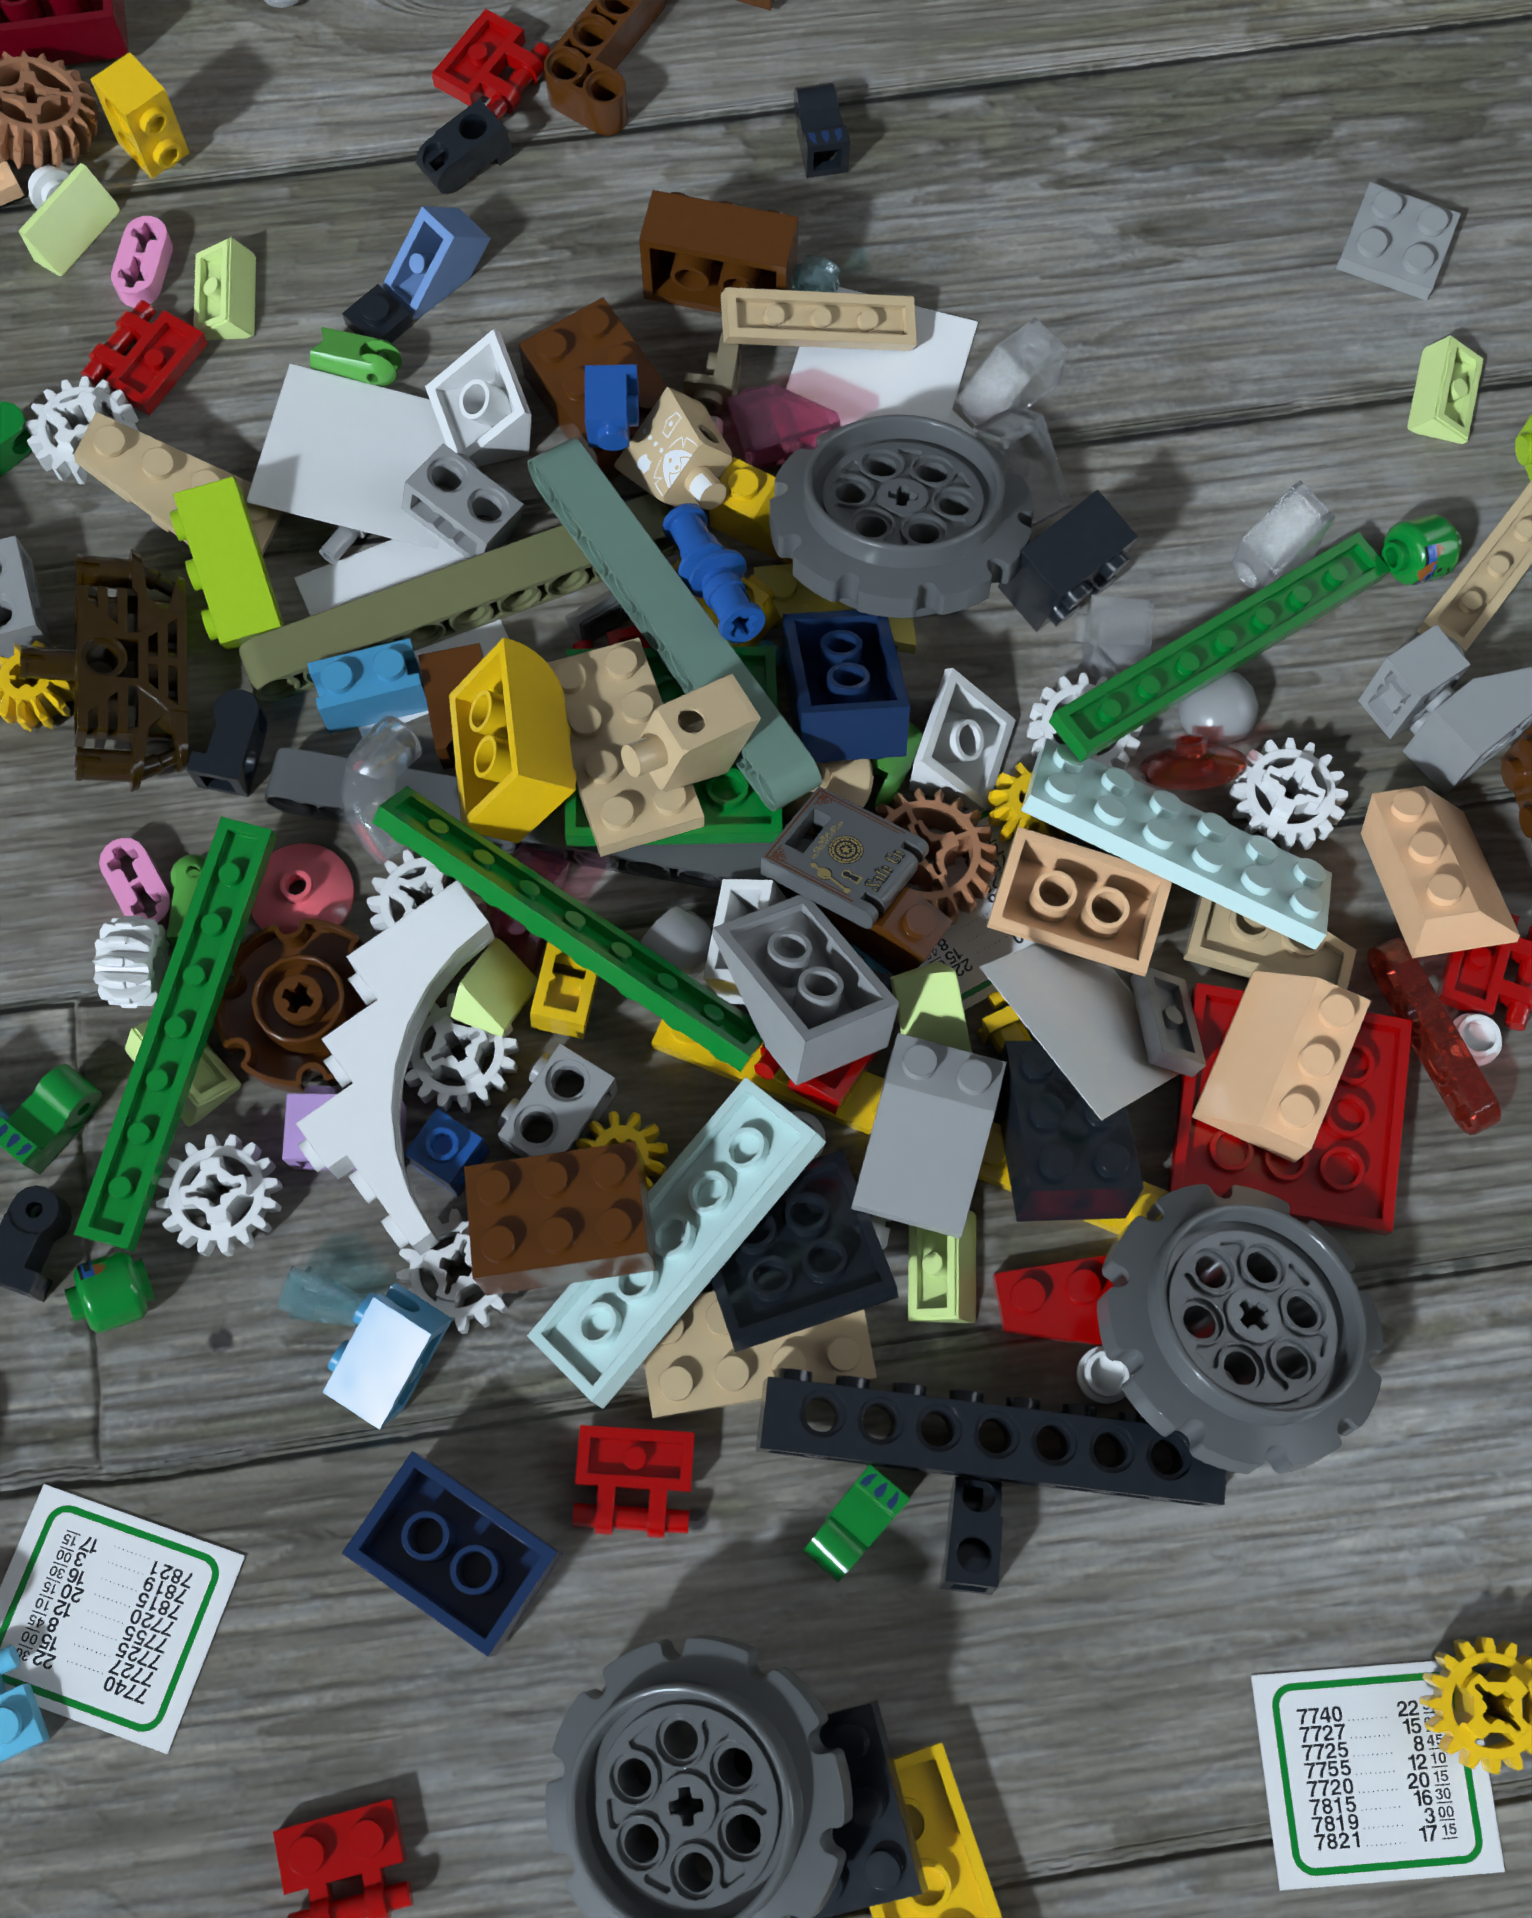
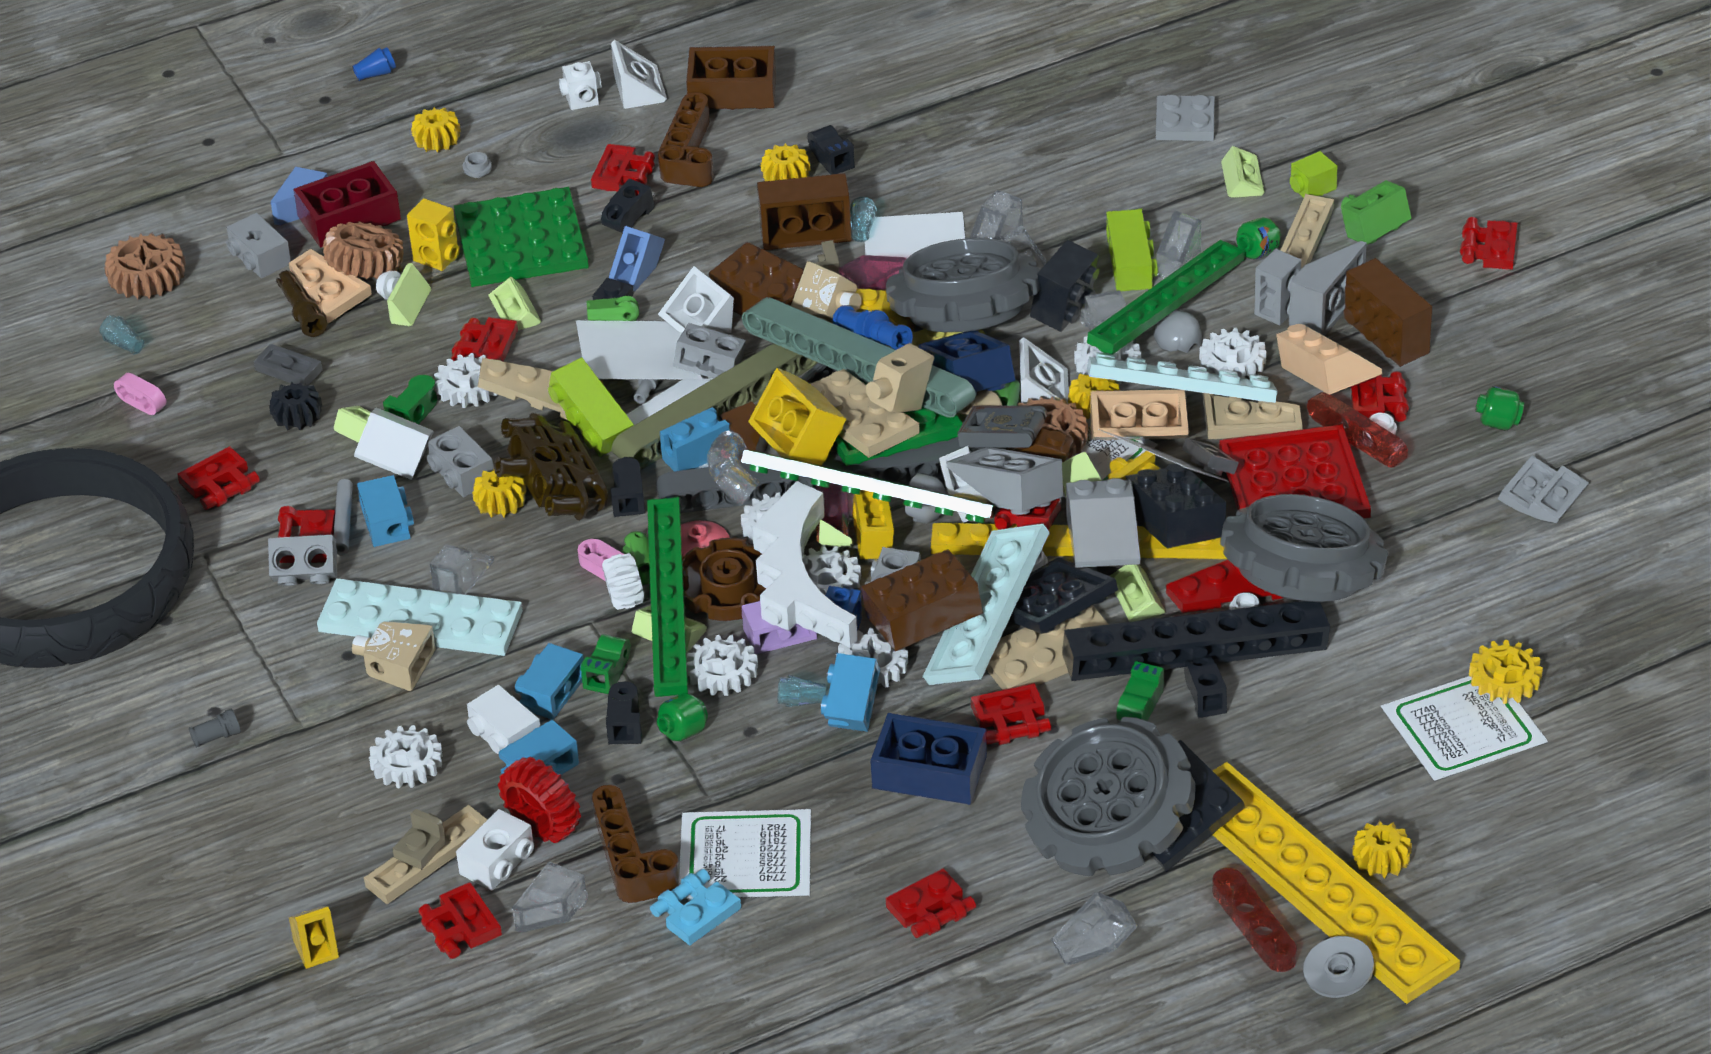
camera: 15 degrees left, 30 degrees down
(133, 260) = (454, 304): bright pink beam -> none
(289, 151) = (520, 236): none -> green plate
(611, 405) = (779, 275): blue brick -> none
(736, 142) = (785, 163): none -> yellow gear
(818, 319) = (874, 223): tan plate -> none
(1193, 765) = (1173, 347): clear red dish -> none
(1207, 504) = (1130, 250): none -> lime brick
(1281, 1061) = (1278, 450): light nougat slope -> none

